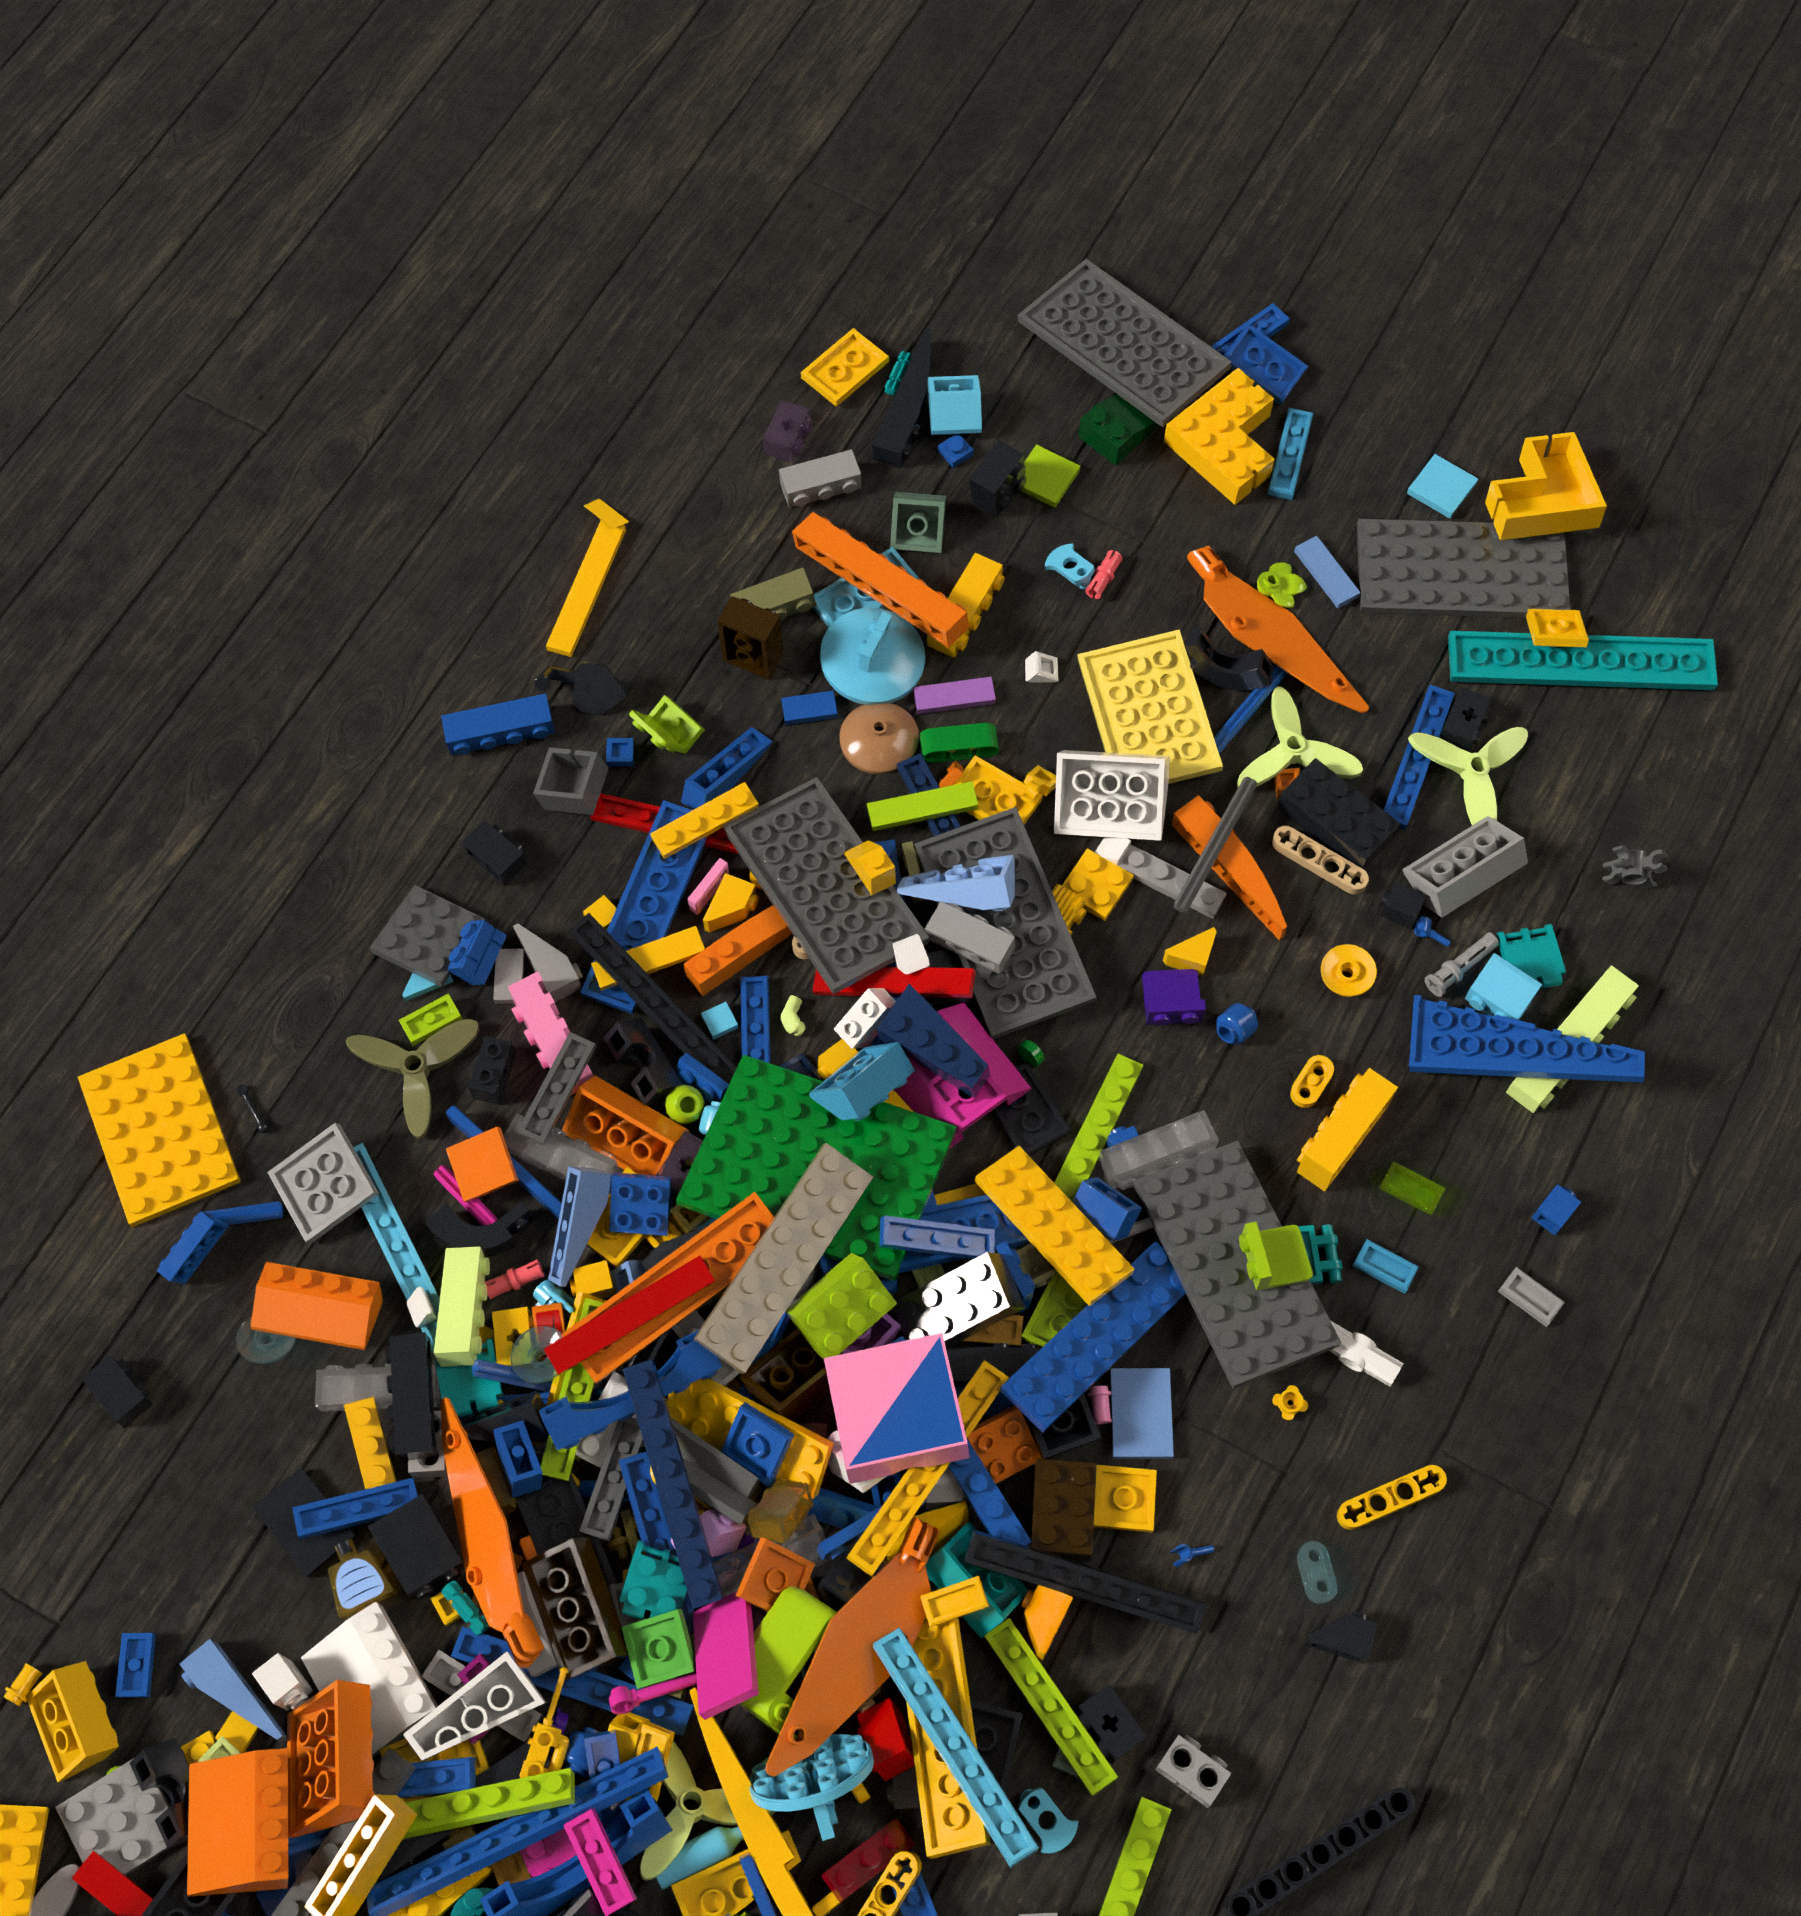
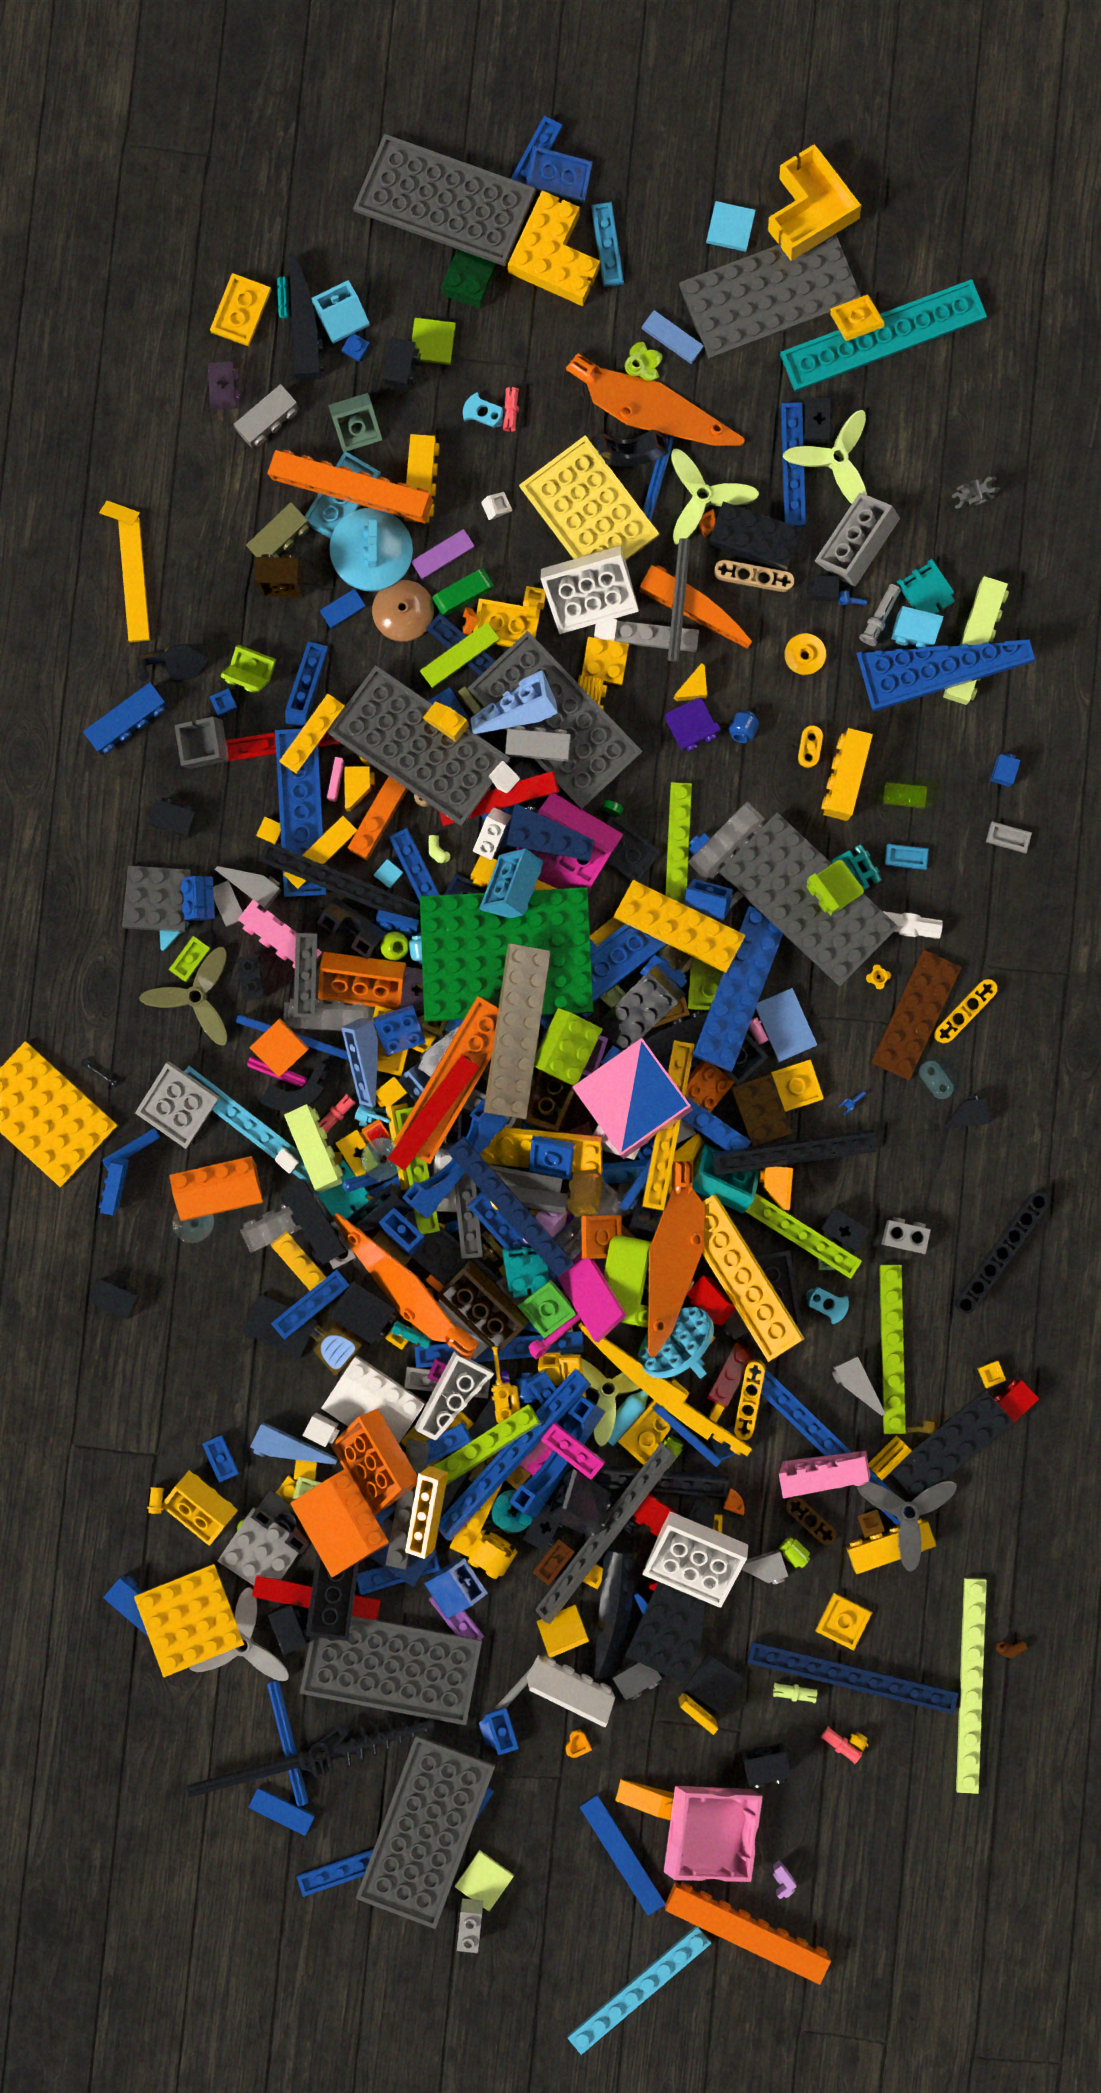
camera: 25 degrees left, 20 degrees up
(935, 1237) = (609, 973): plate -> none
(954, 1601) = (720, 1202): yellow tile -> none
(955, 1748) = (758, 1291): medium azure tile -> none
(1321, 1474) = (916, 1015): none -> reddish brown plate

